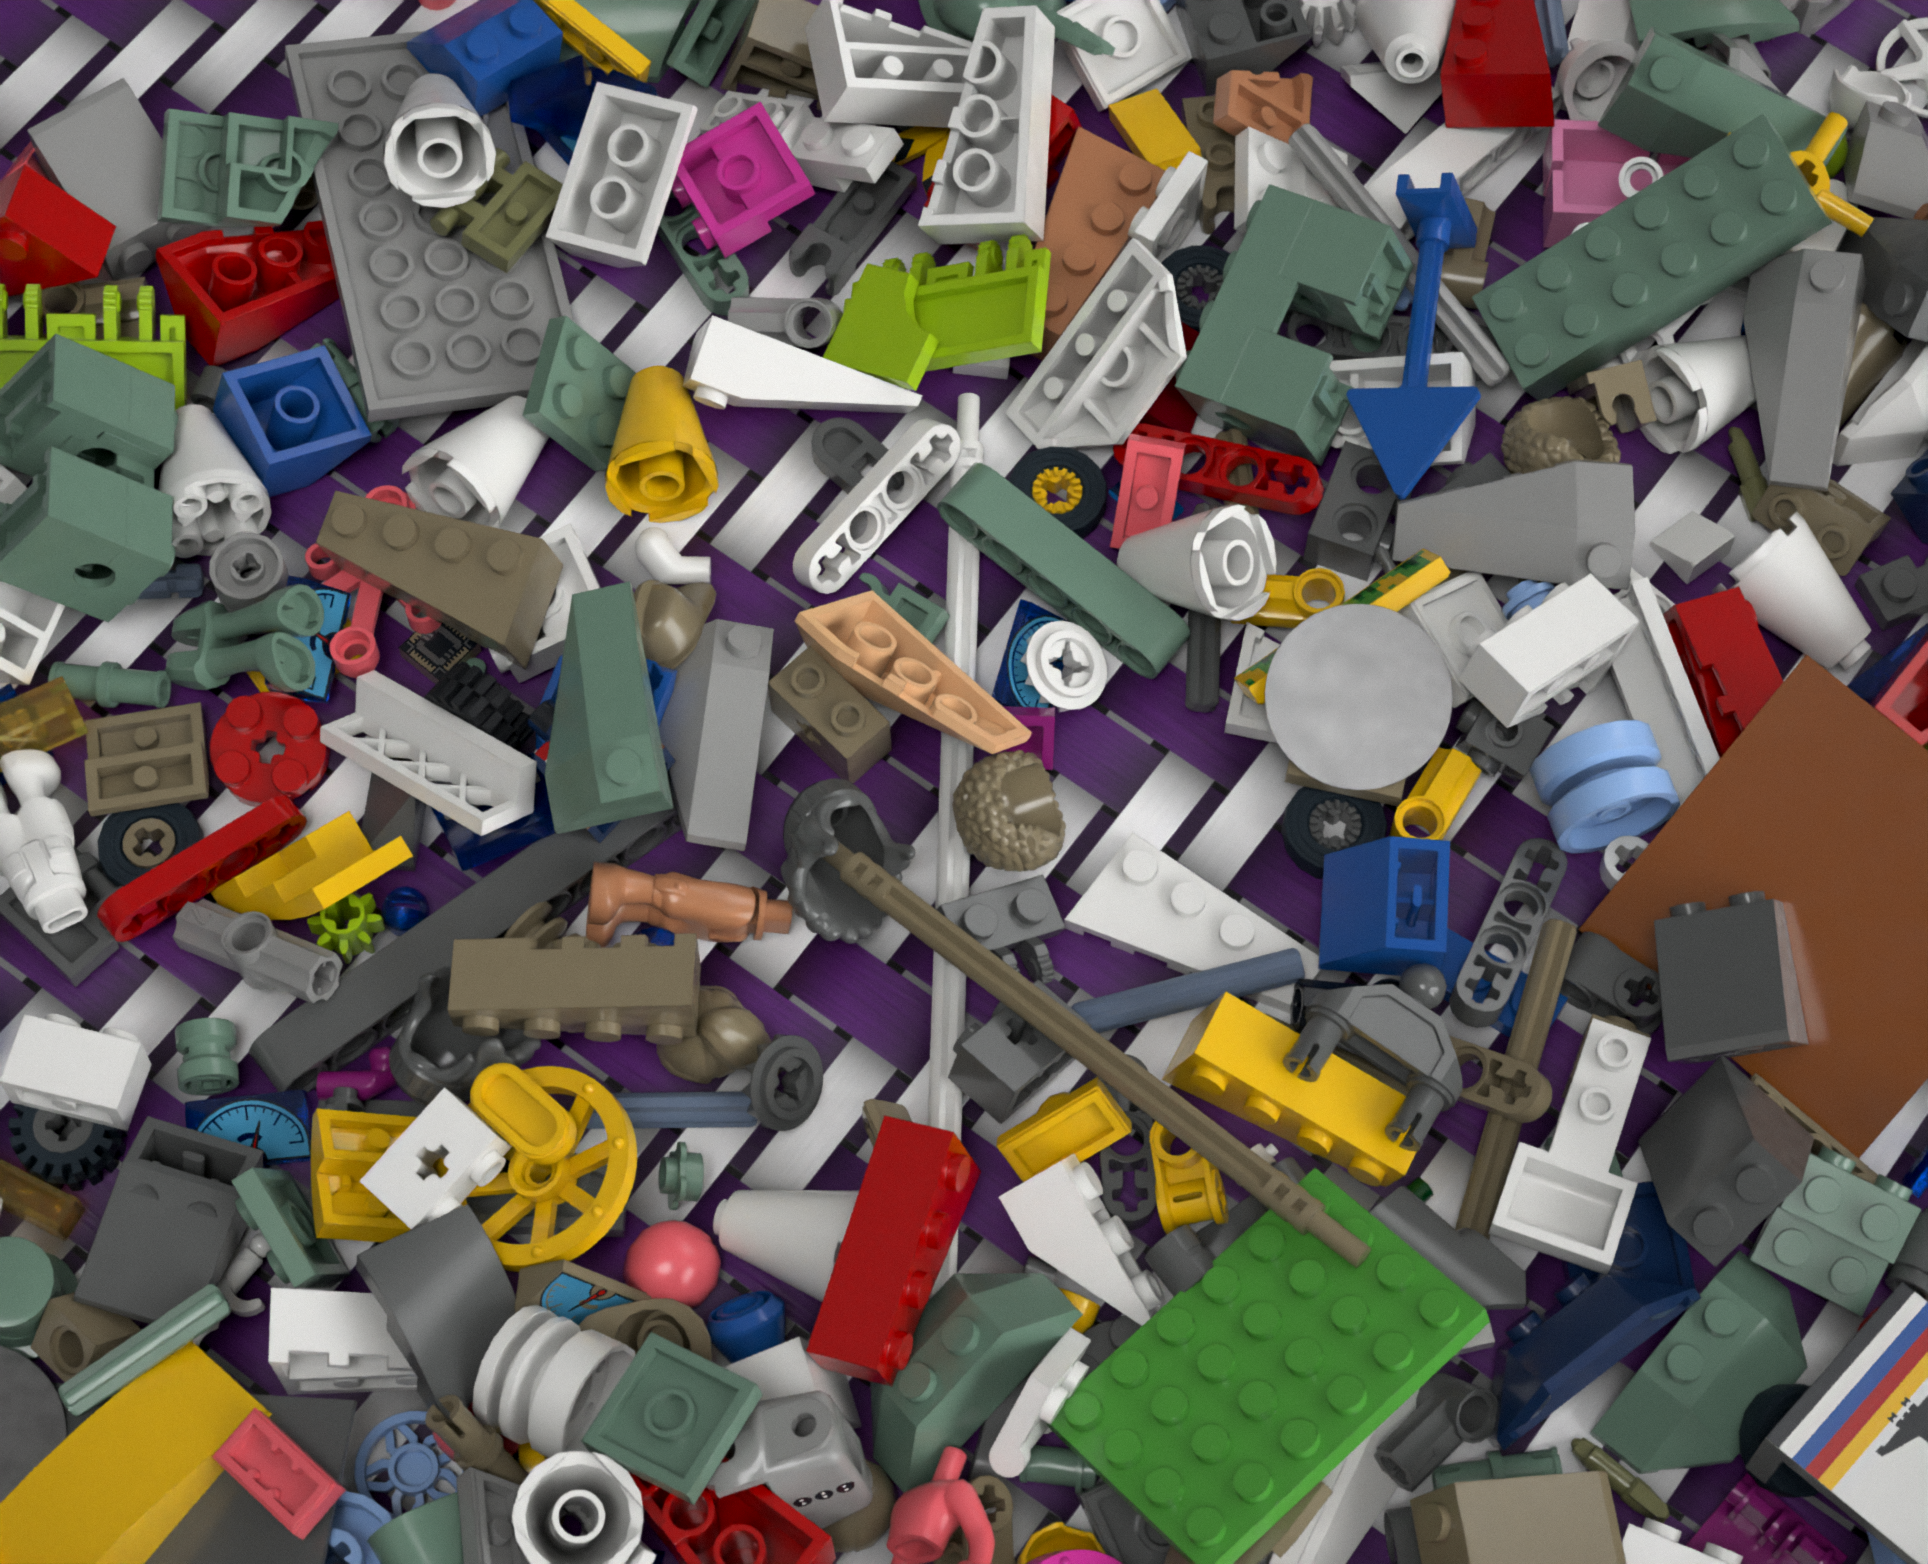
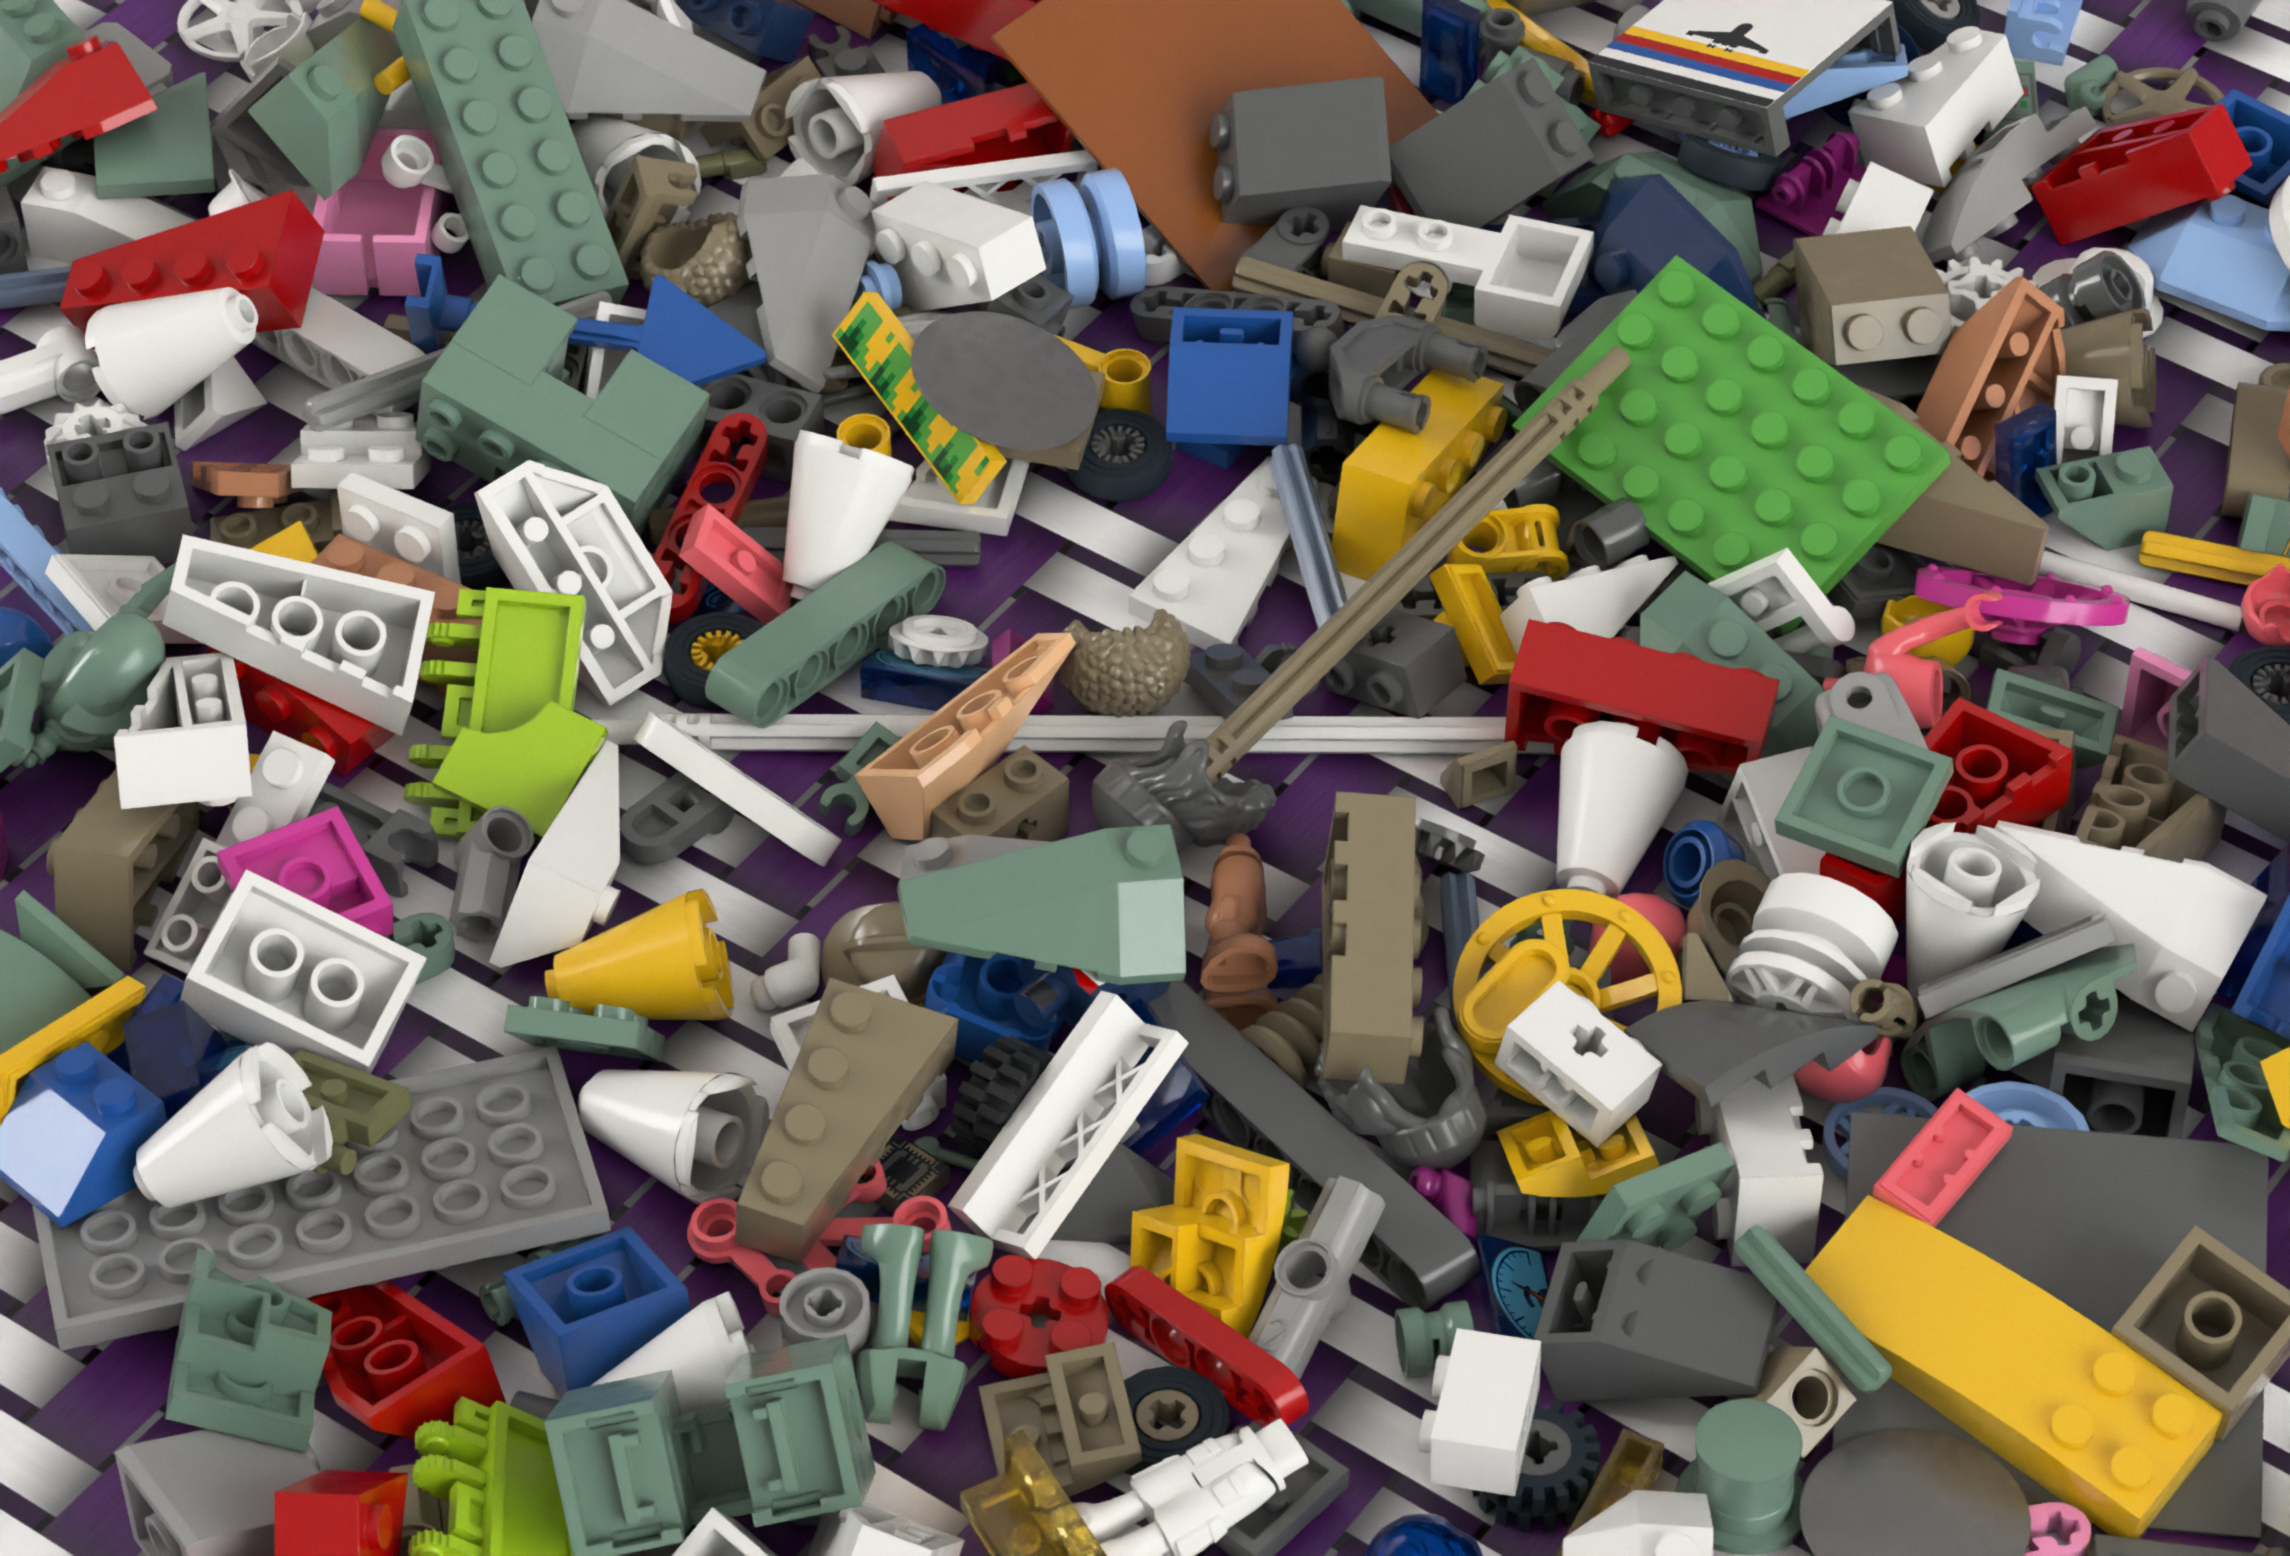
camera: 90 degrees left, 20 degrees down
(113, 685) = (955, 1467): sand green pin -> none

